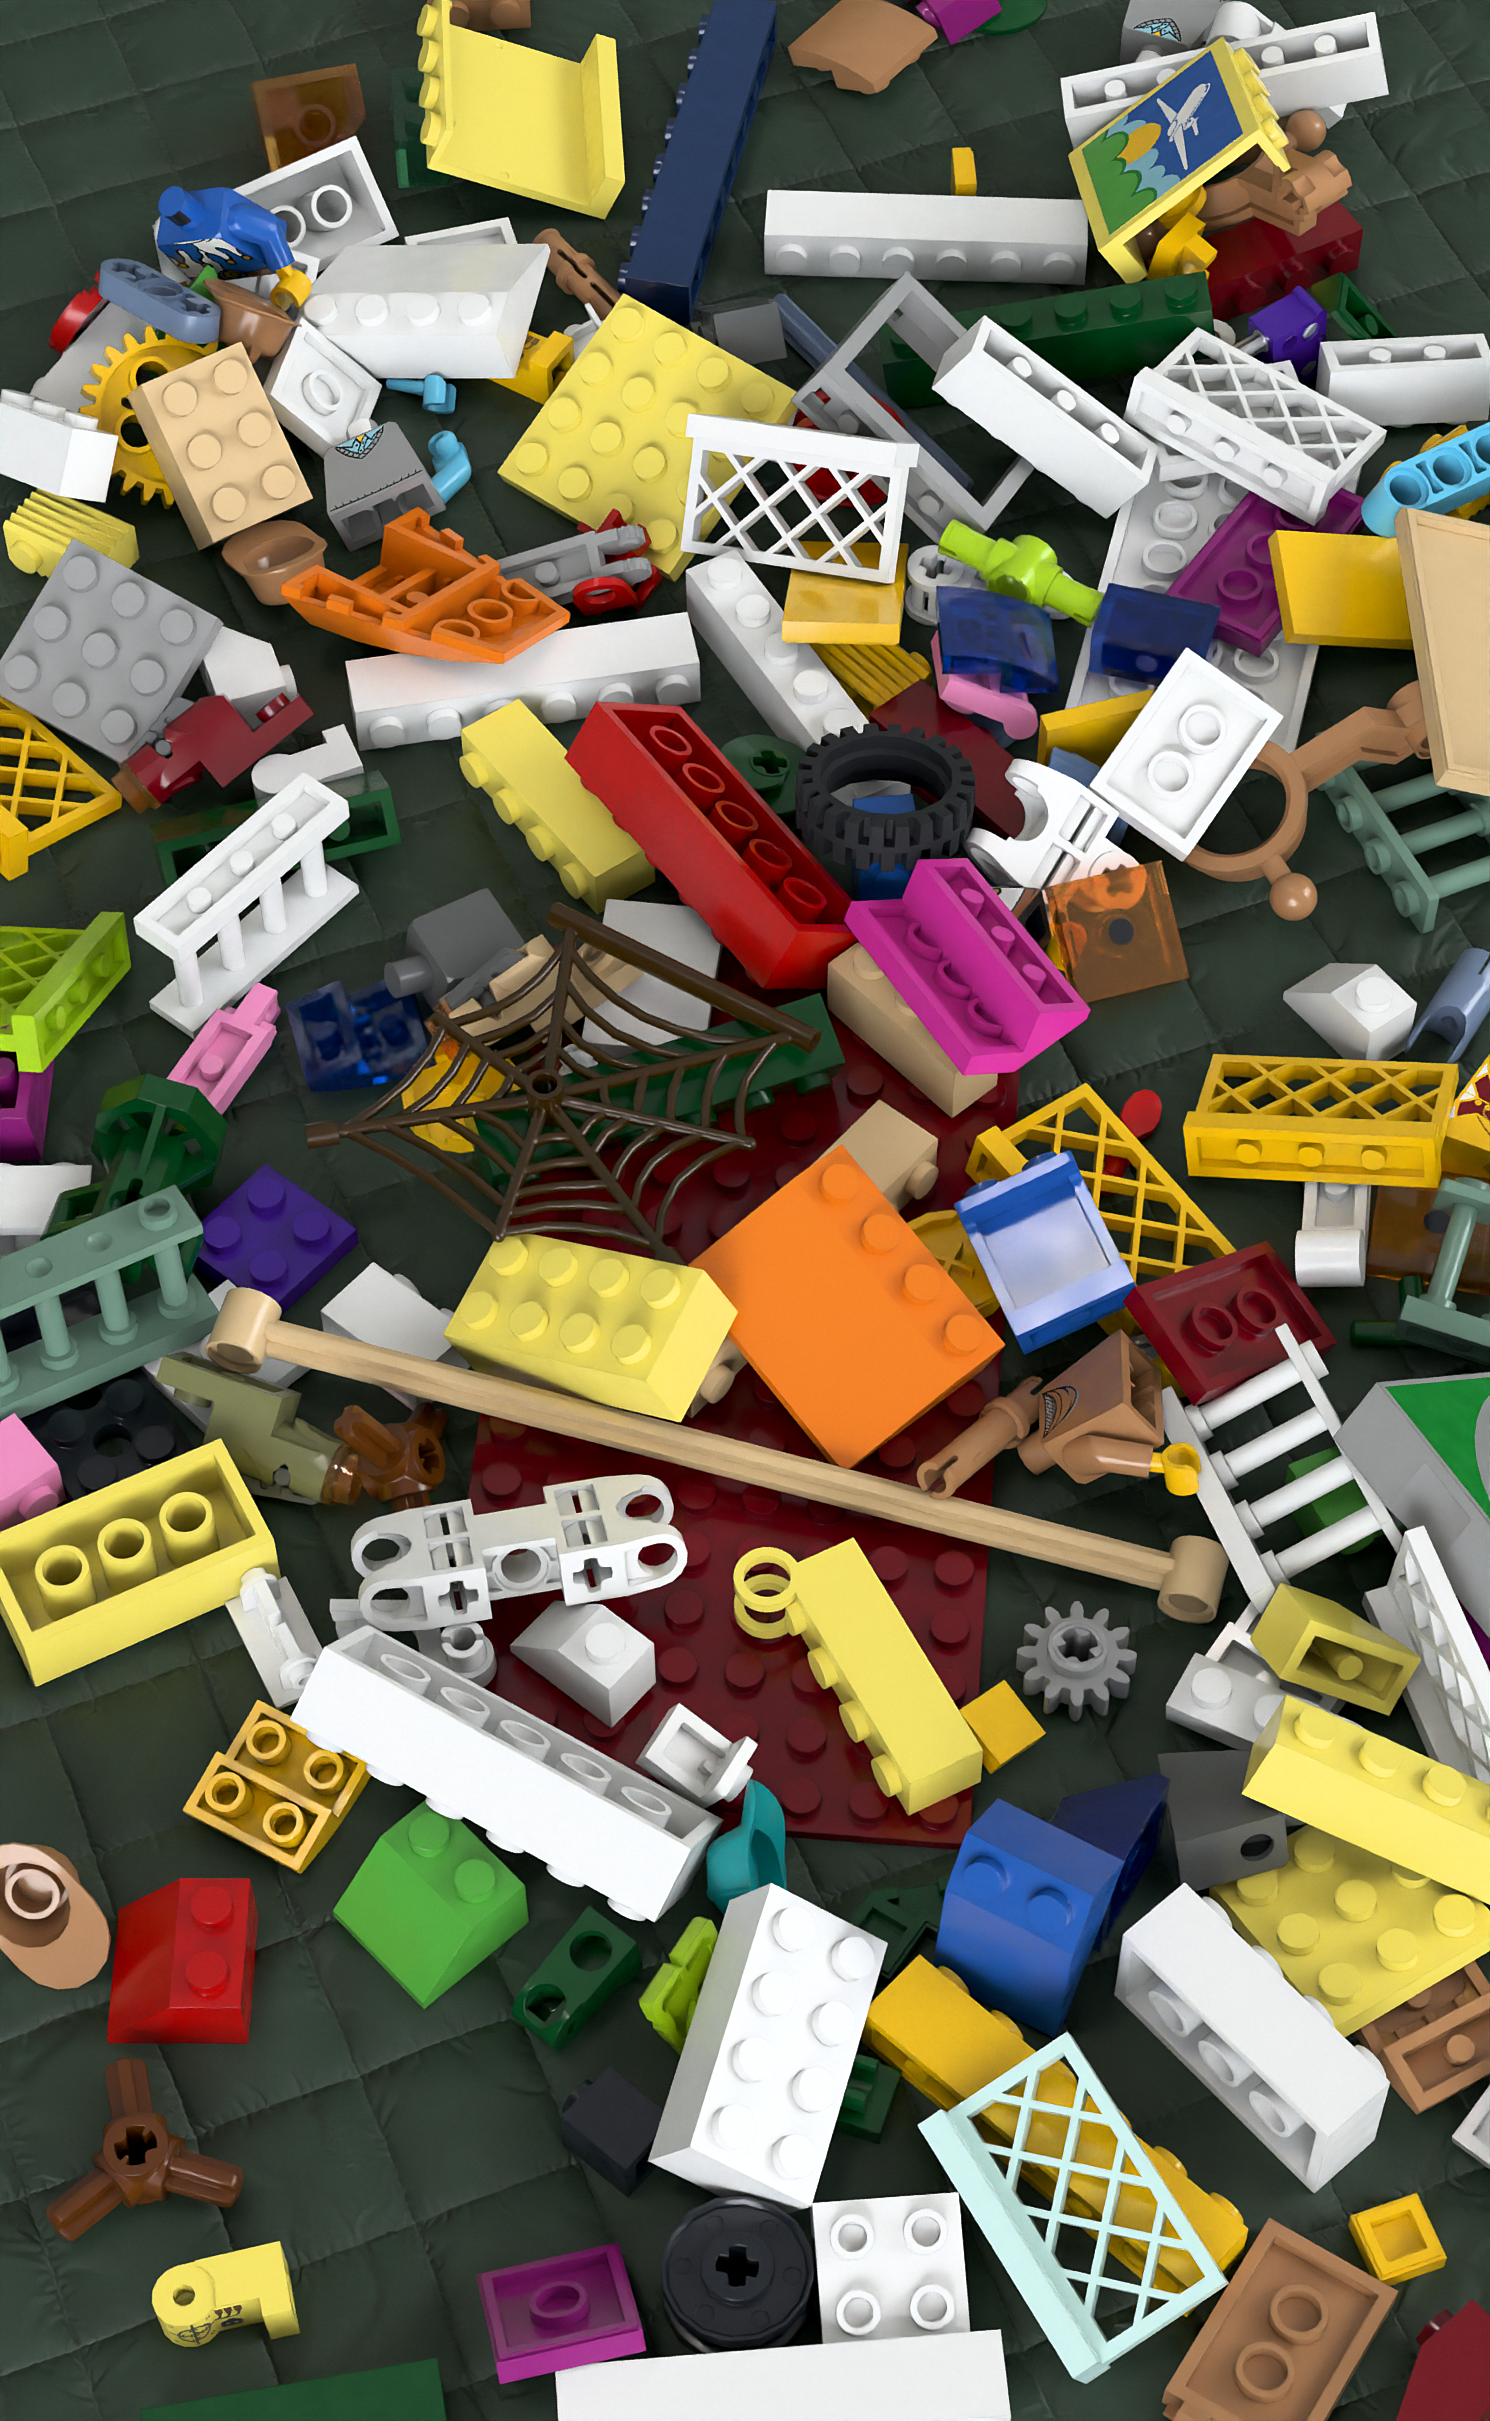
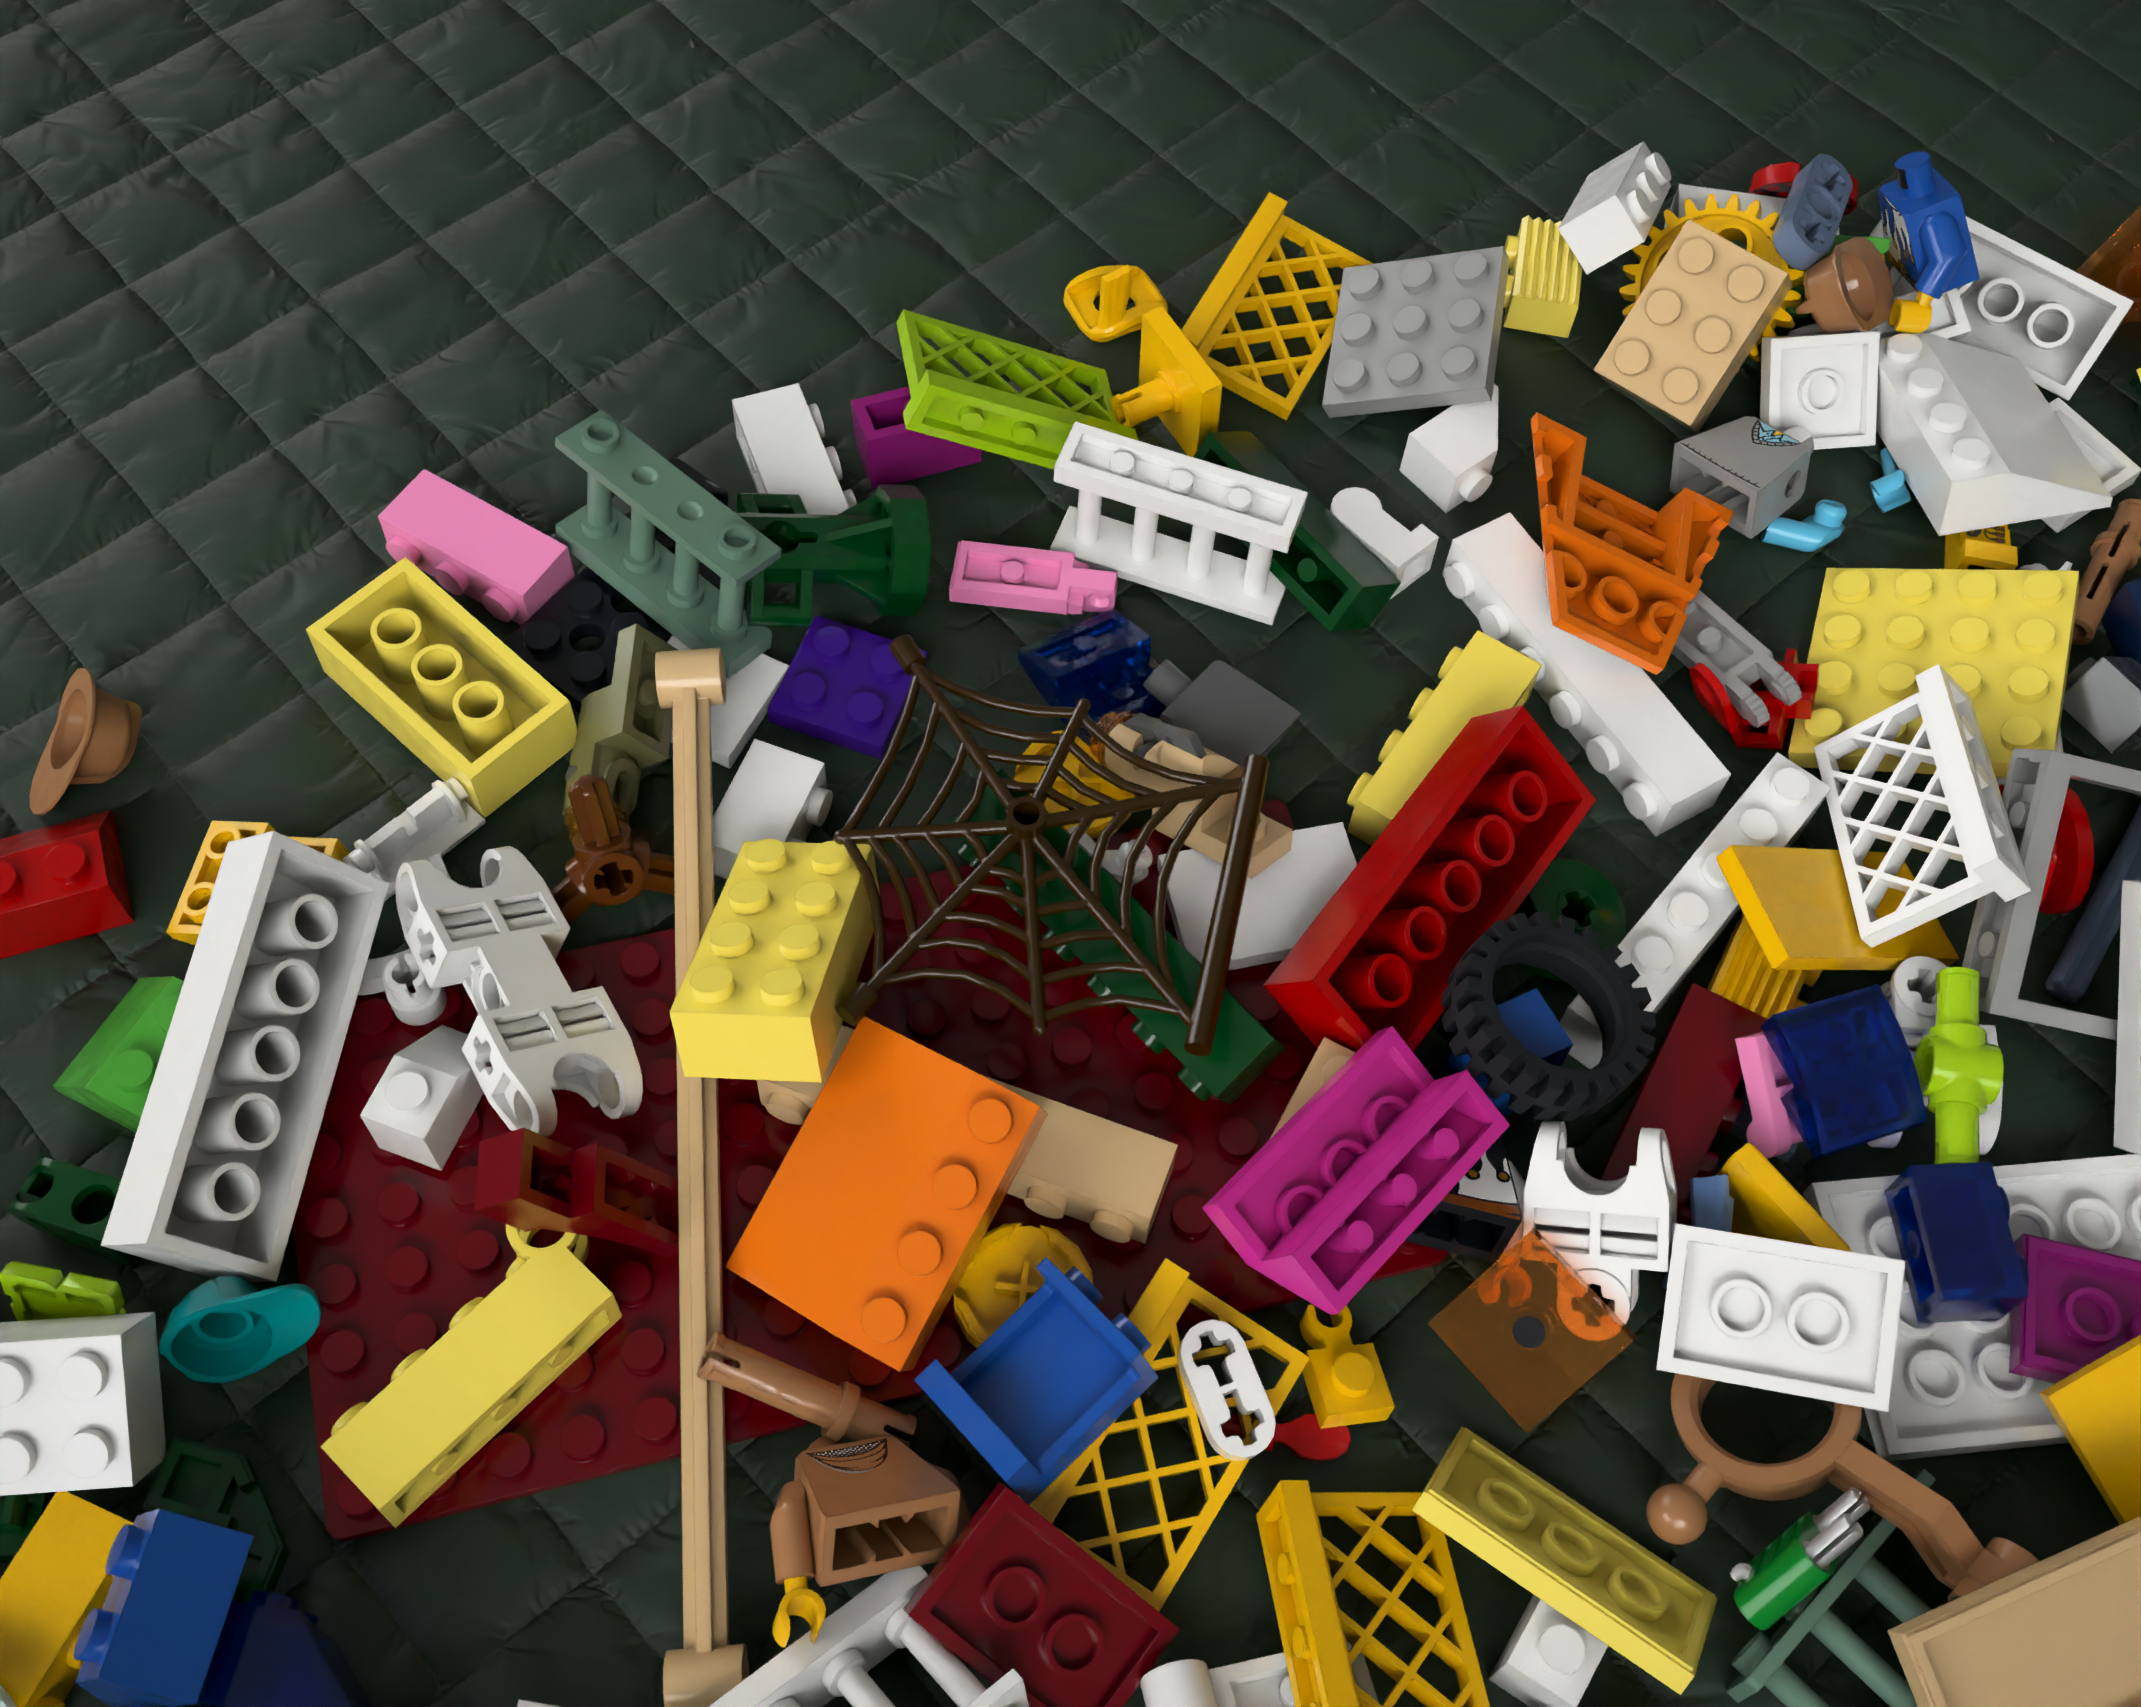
camera: 65 degrees right, 5 degrees up
(72, 861) = (1172, 385): none -> yellow tile
(198, 738) = (1362, 440): dark red plate -> none
(272, 555) = (1612, 422): medium nougat piece -> none
(696, 1759) = (334, 1232): white bracket -> none
(754, 1535) = (578, 1191): none -> dark red slope
(1001, 1725) = (465, 1524): yellow tile -> none
(1076, 1661) = (539, 1596): light grey gear -> none
(1096, 1141) = (1241, 1382): none -> white beam
(1108, 1070) = (1343, 1377): none -> yellow plate
(1298, 976) = (1569, 1558): none -> light yellow tile
(1357, 832) = (1797, 1560): none -> green piece

